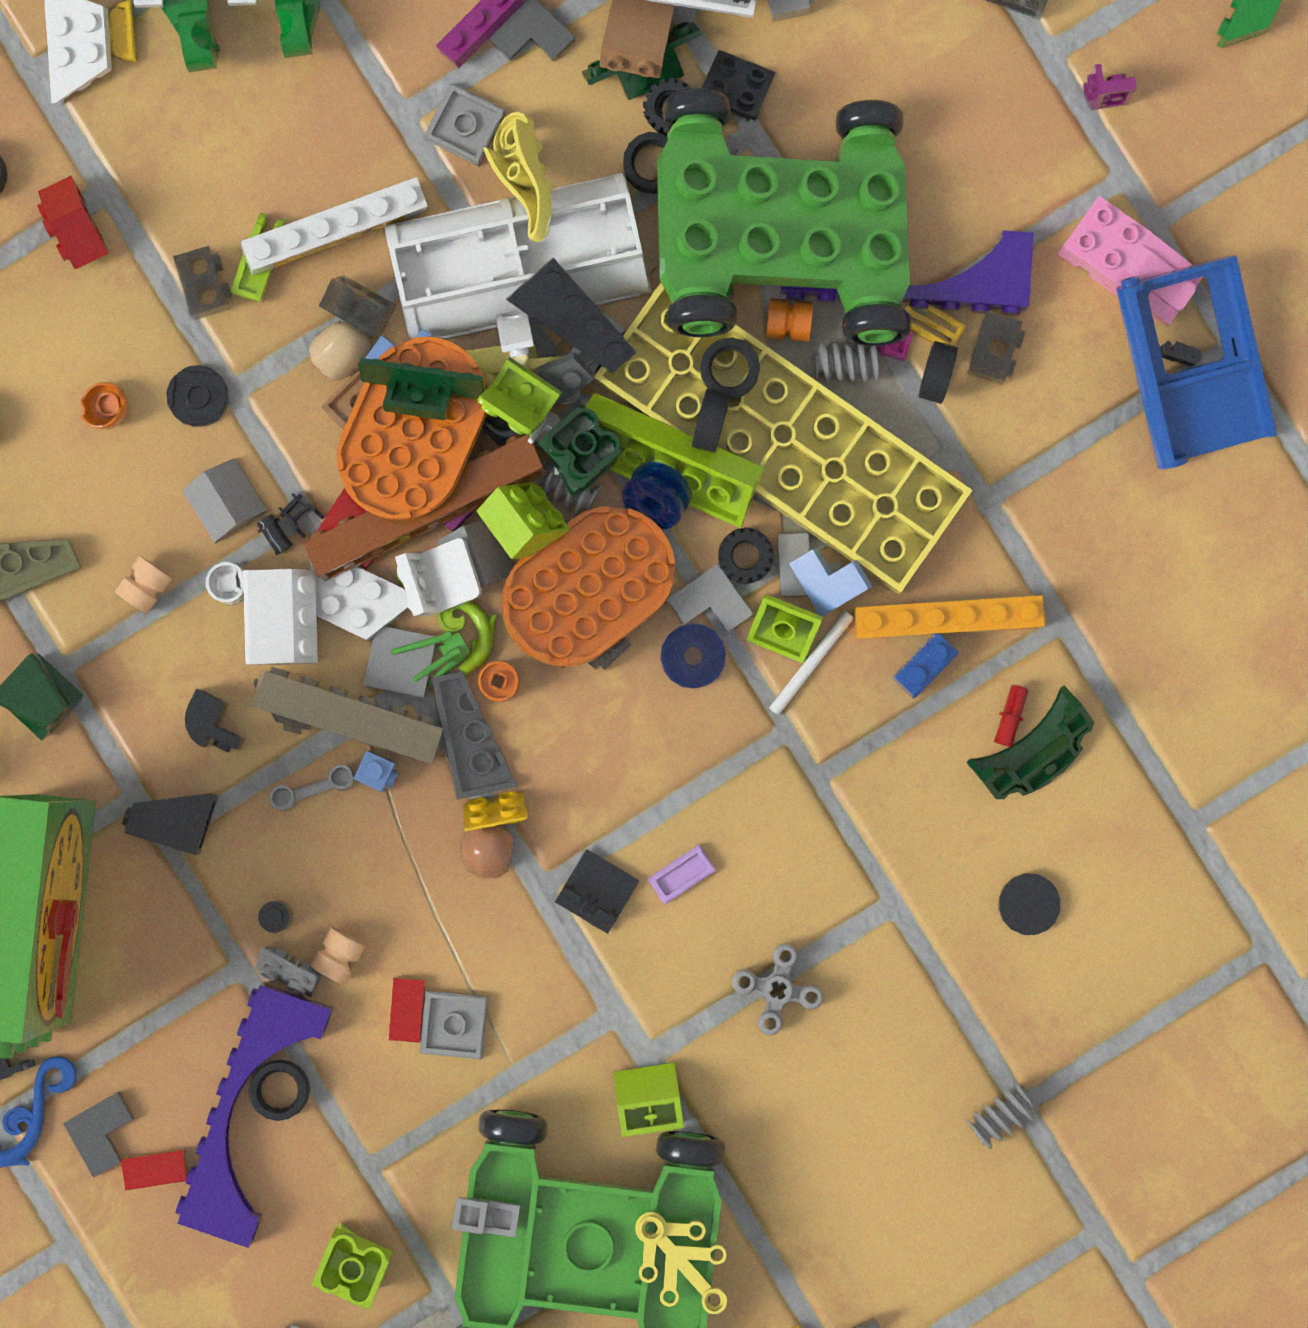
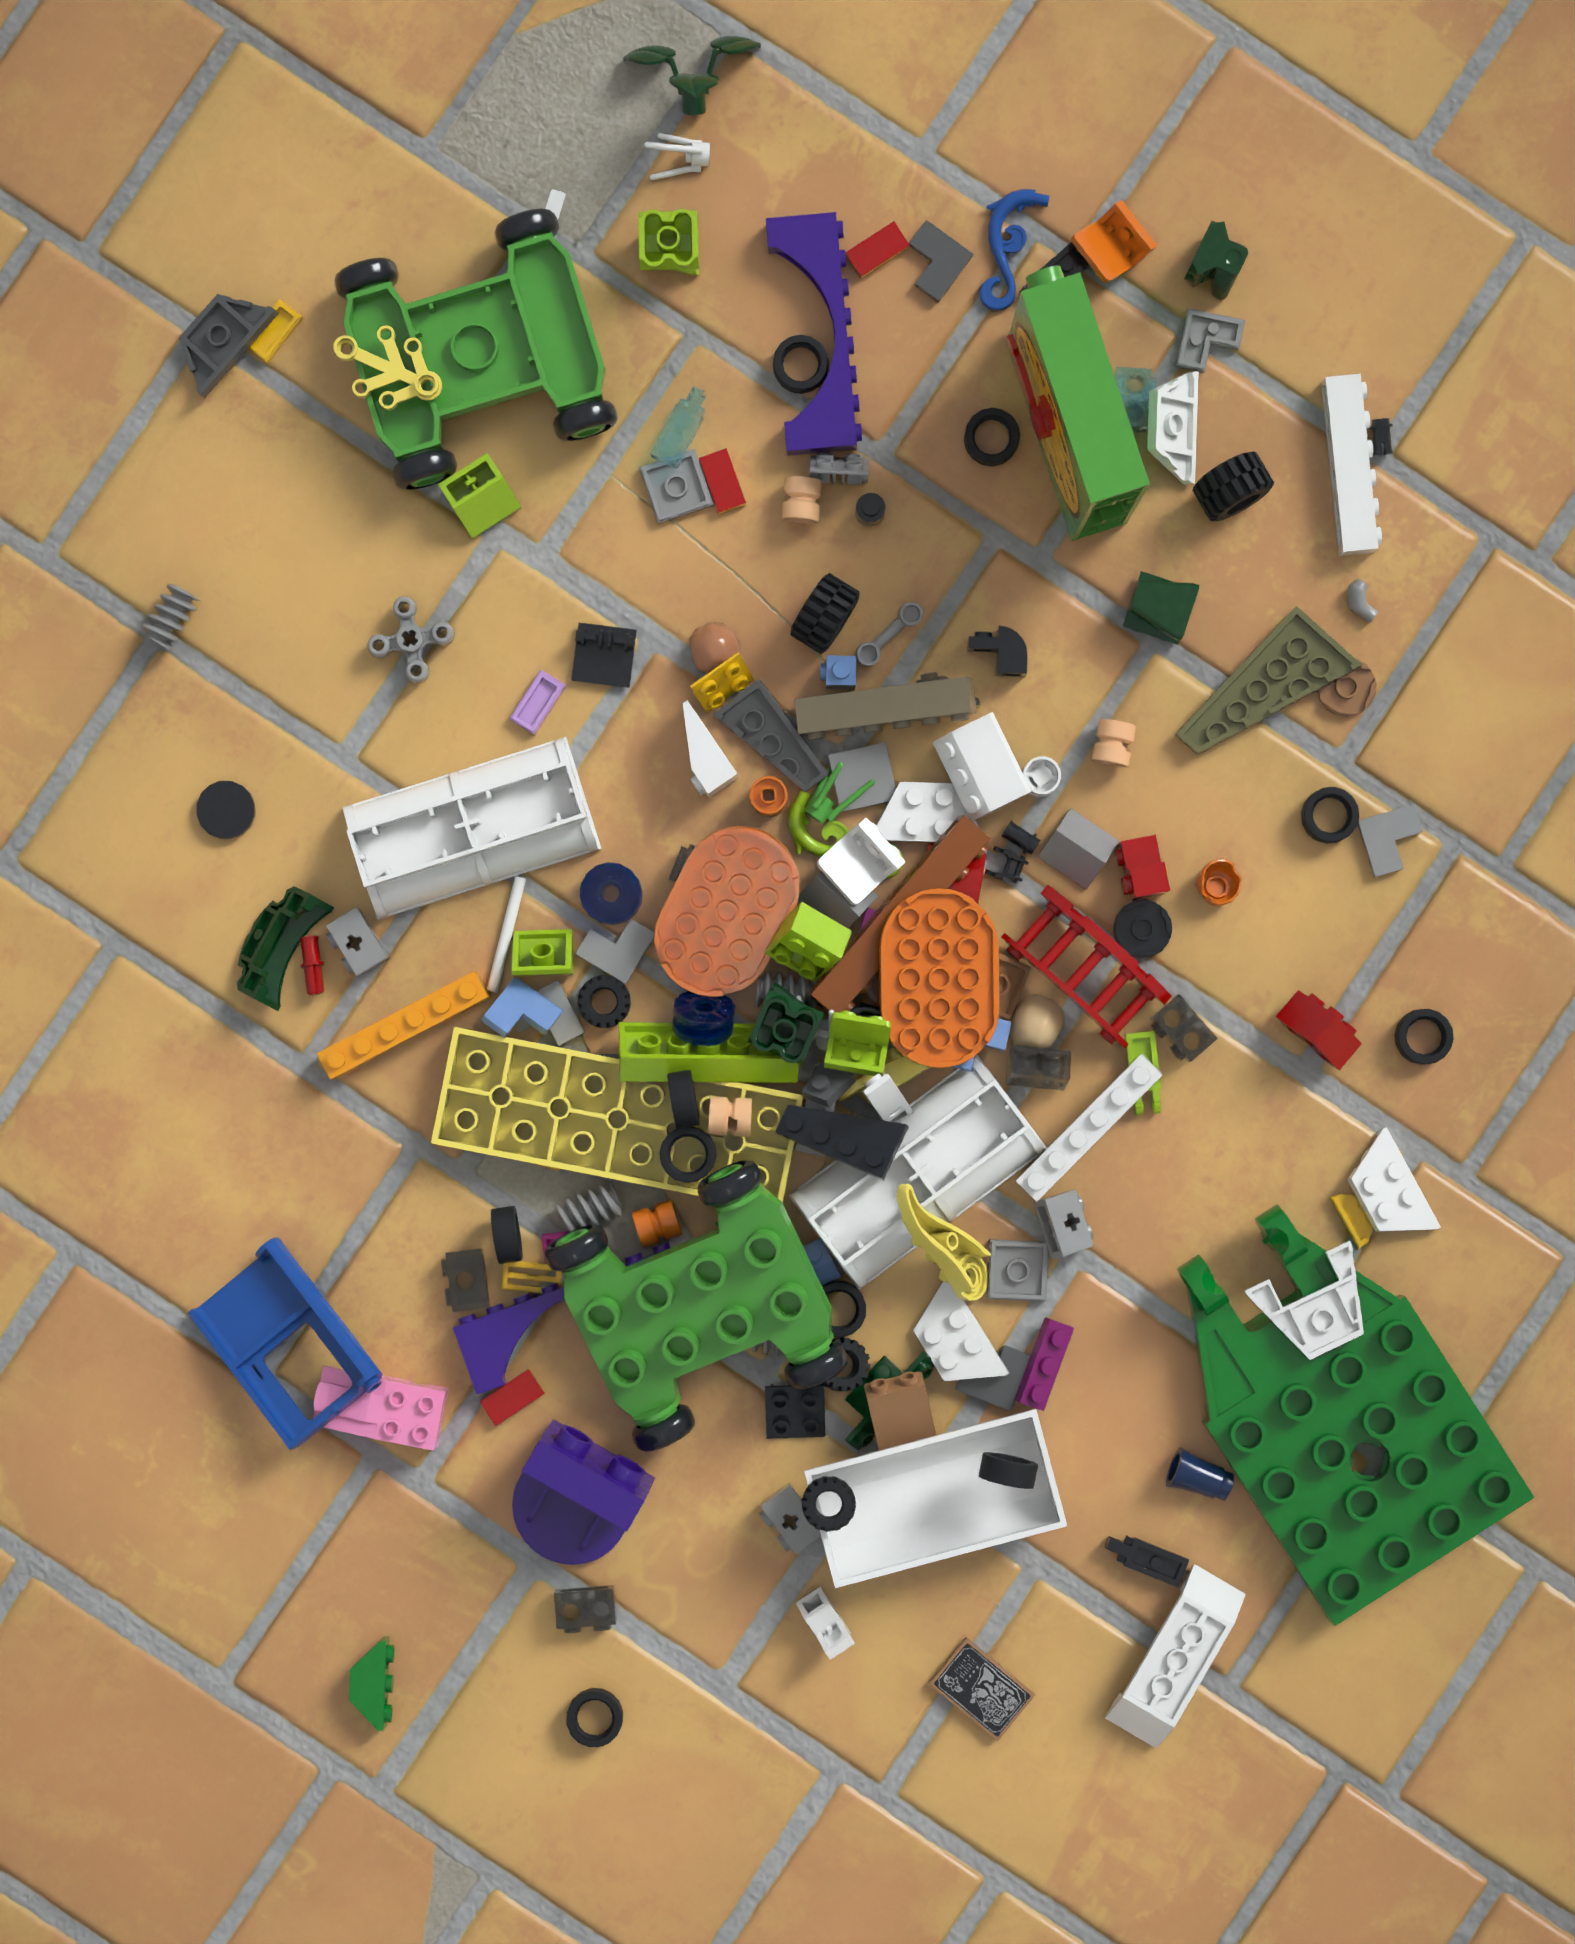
camera: 155 degrees right, 0 degrees up
(105, 947) = (996, 415): none -> black tyre
(171, 451) = (1142, 868): none -> red brick
(172, 821) = (996, 551): black slope -> none
(240, 389) = (1104, 947): none -> red fence
(364, 833) = (824, 613): none -> black tyre
(400, 146) = (1053, 1213): none -> light grey brick
(419, 389) = (945, 1012): dark green bracket -> none
(425, 1078) = (680, 429): none -> clear light blue hinge
(486, 1216) = (572, 333): light grey slope -> none
(542, 743) = (708, 763): none -> white slope
(552, 82) = (956, 1339): none -> white wing
(647, 213) = (821, 1261): none -> medium blue brick
(673, 385) = (730, 1116): none -> light nougat wheel
(800, 780) = (471, 828): none -> white piece
(925, 665) = (406, 974): blue brick -> none
(947, 705) = (355, 925): none -> light grey brick
(979, 93) = (576, 1496): none -> dark purple plate
(994, 218) = (512, 1397): none -> red tile
(1110, 93) = (462, 1549): magenta bracket -> none
(1180, 353) = (302, 1347): black piece -> none

